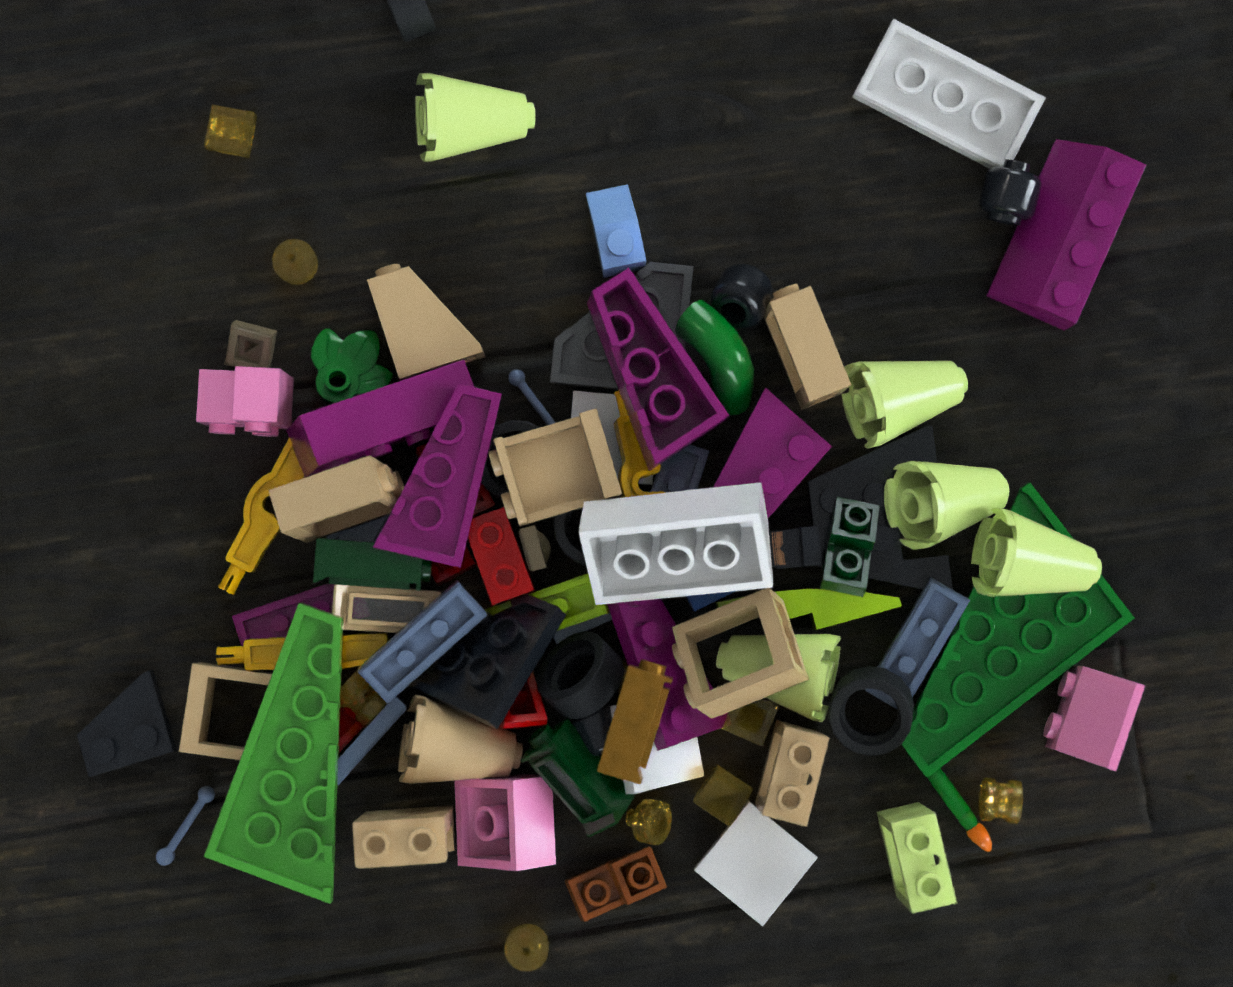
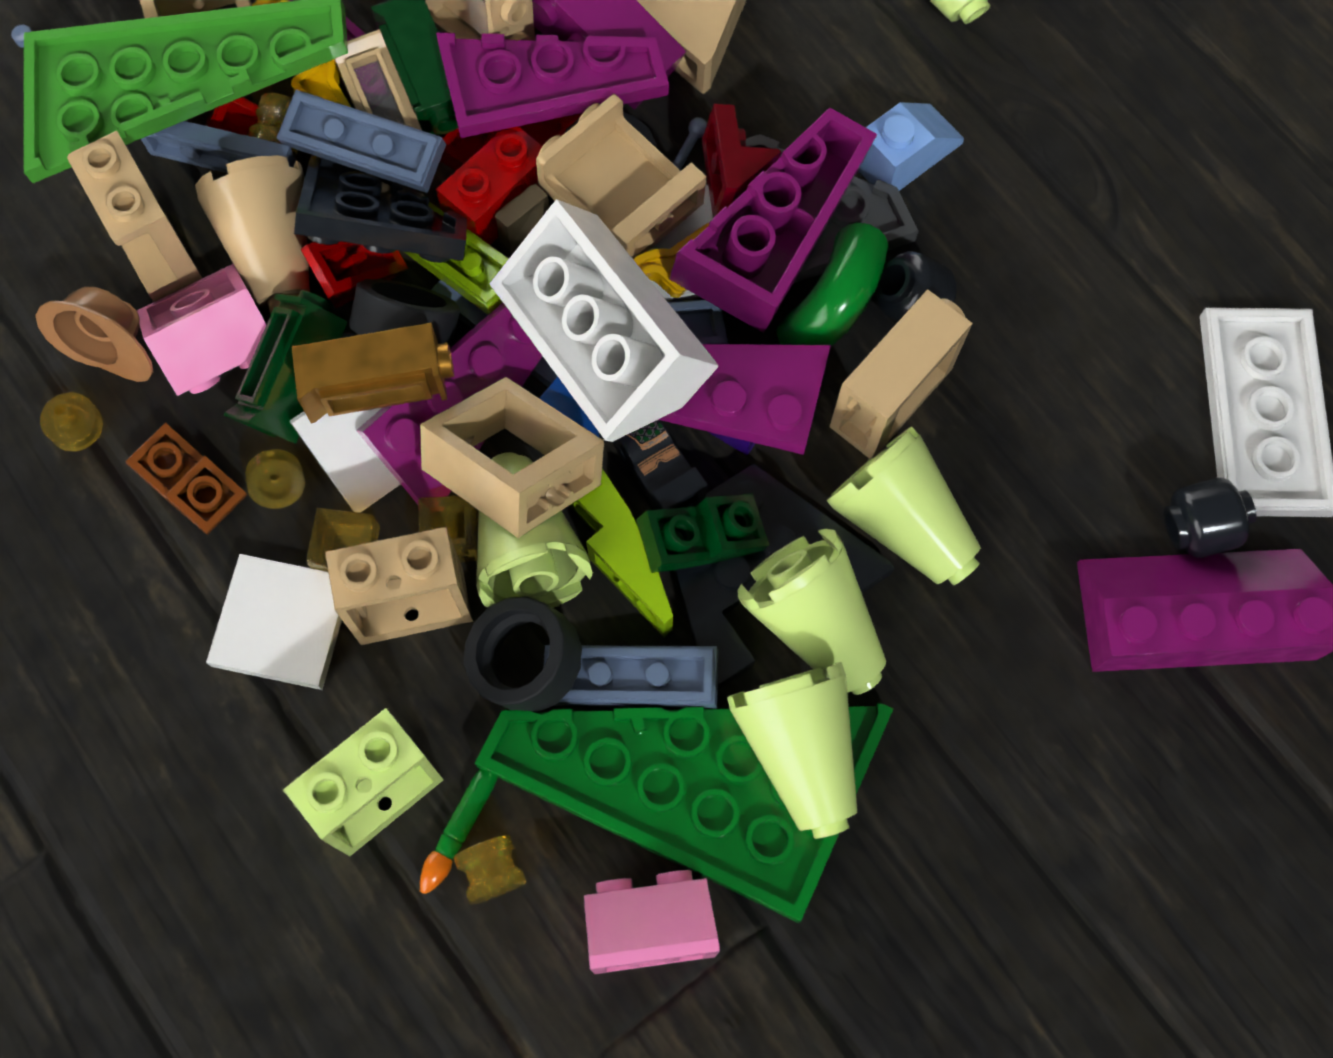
camera: 65 degrees right, 15 degrees down
(469, 896) = (96, 331): none -> medium nougat piece
(590, 385) = (728, 160): none -> dark red slope

